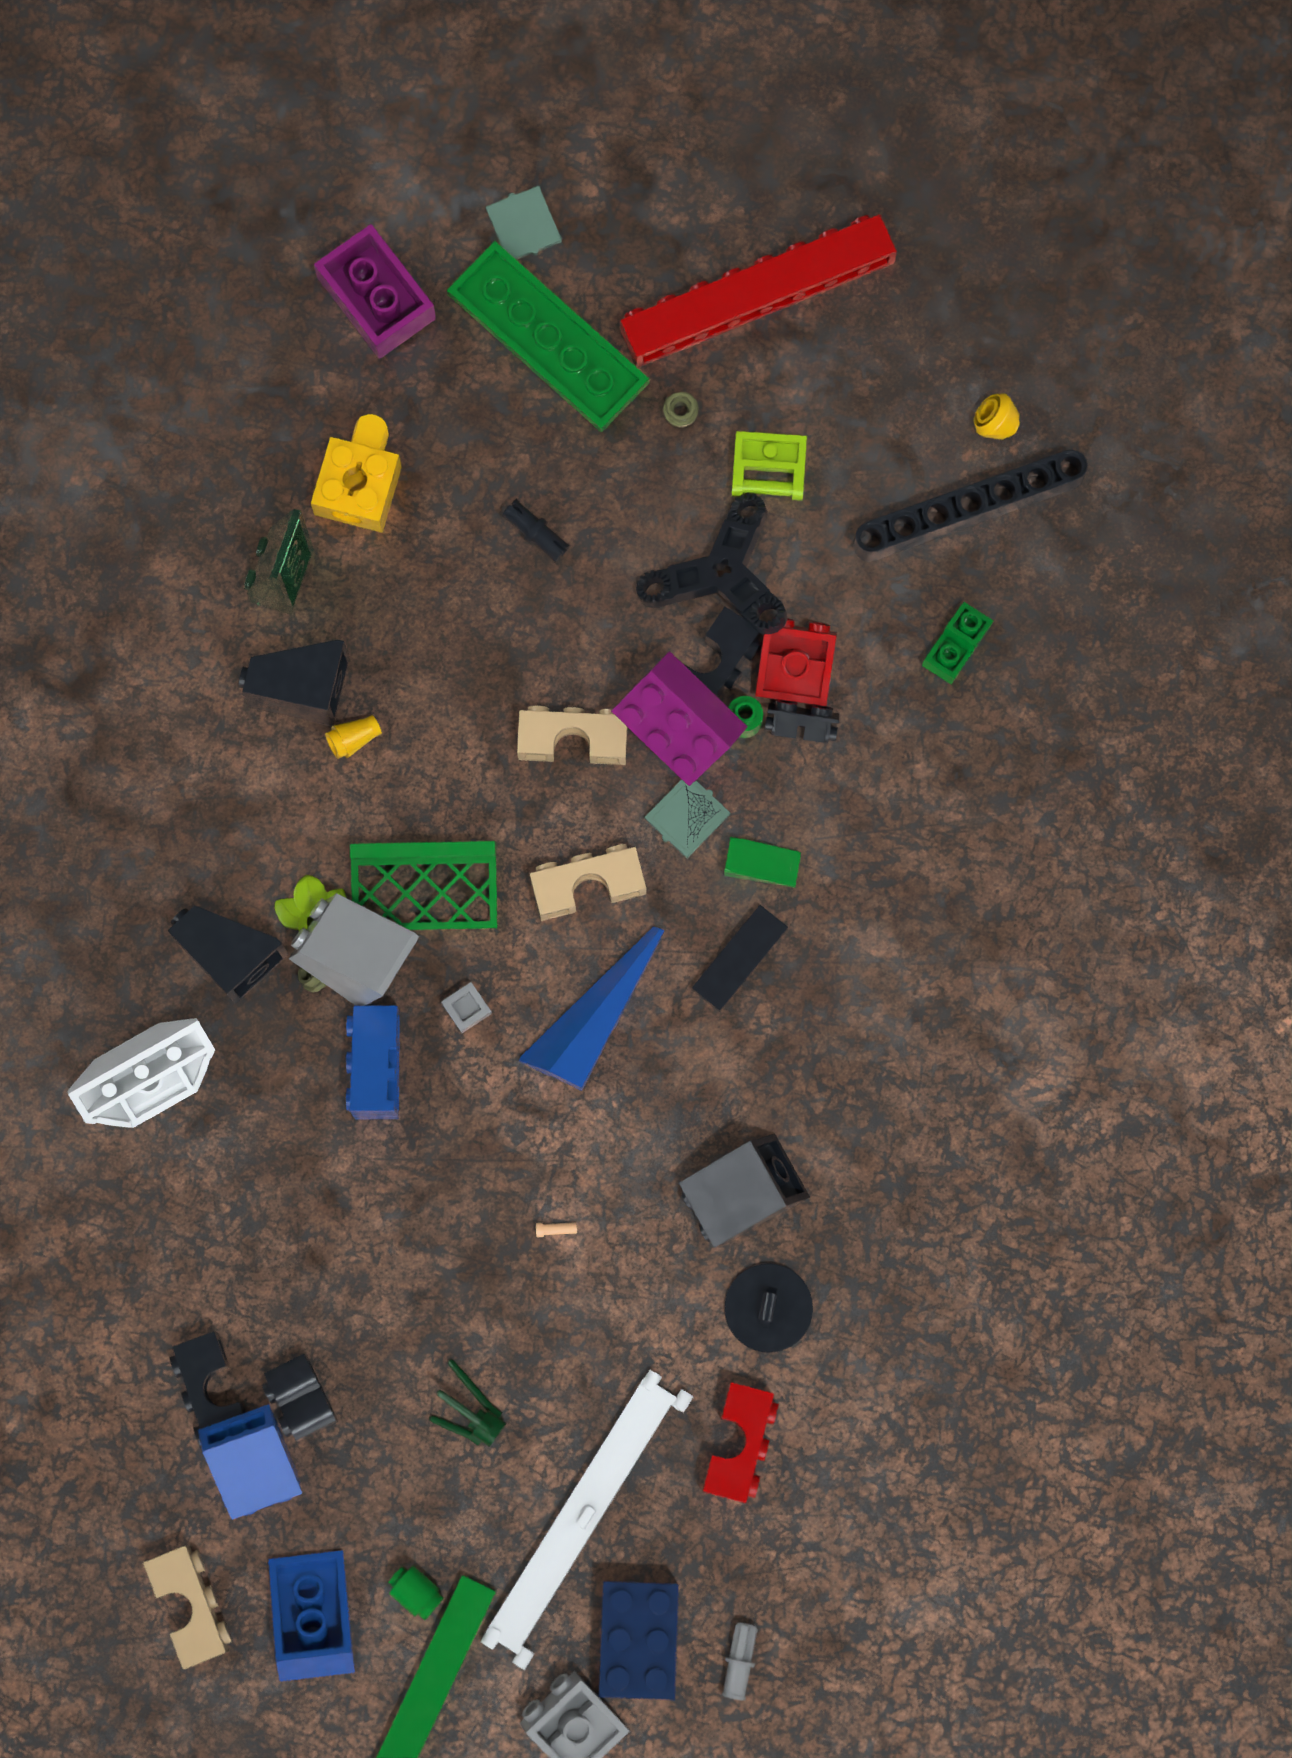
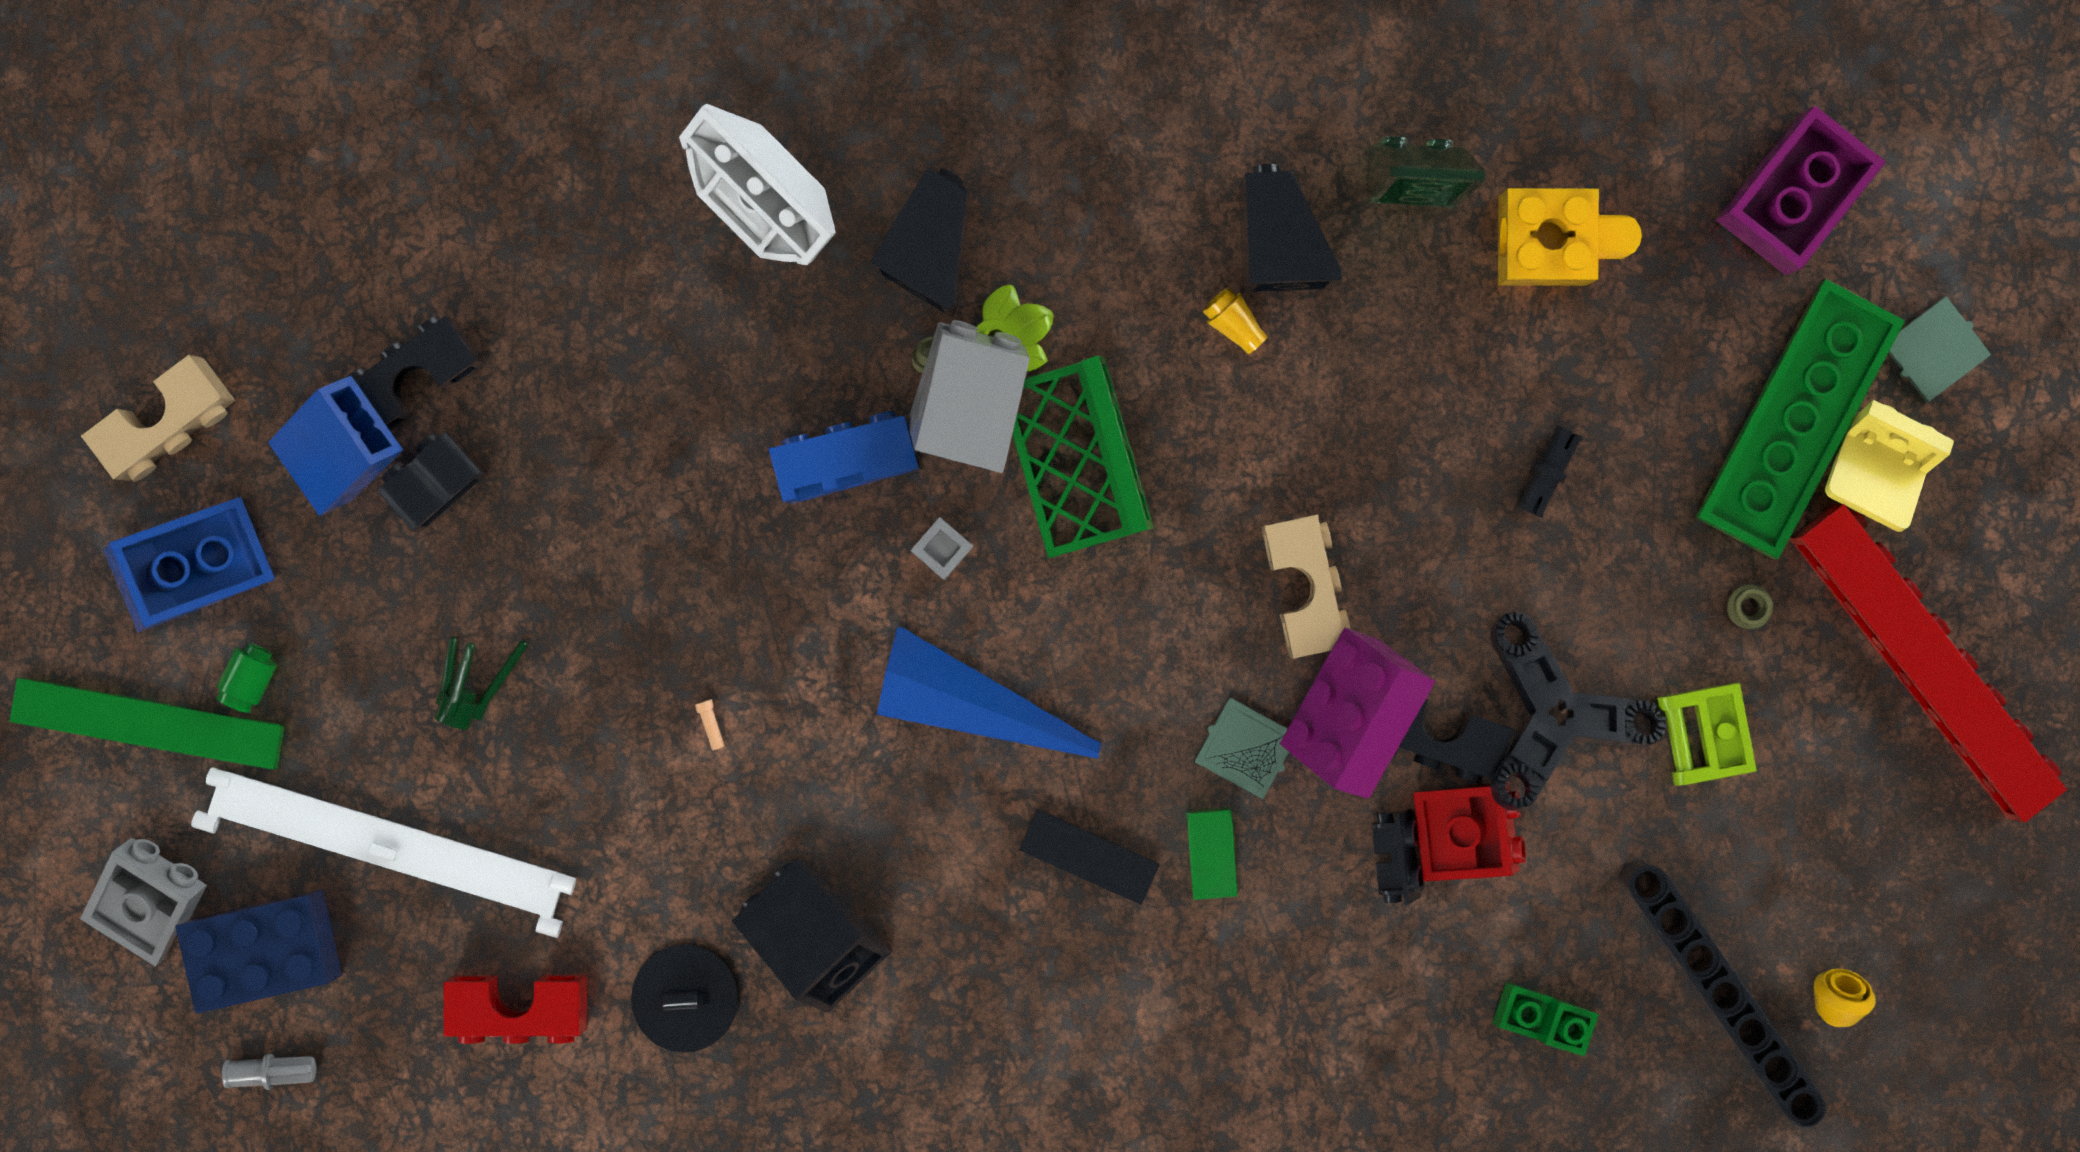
camera: 80 degrees right, 10 degrees up
(598, 282) = (1885, 464): none -> light yellow bracket
(616, 870) = (1154, 685): tan arch -> none
(753, 707) = (1395, 798): green brick -> none

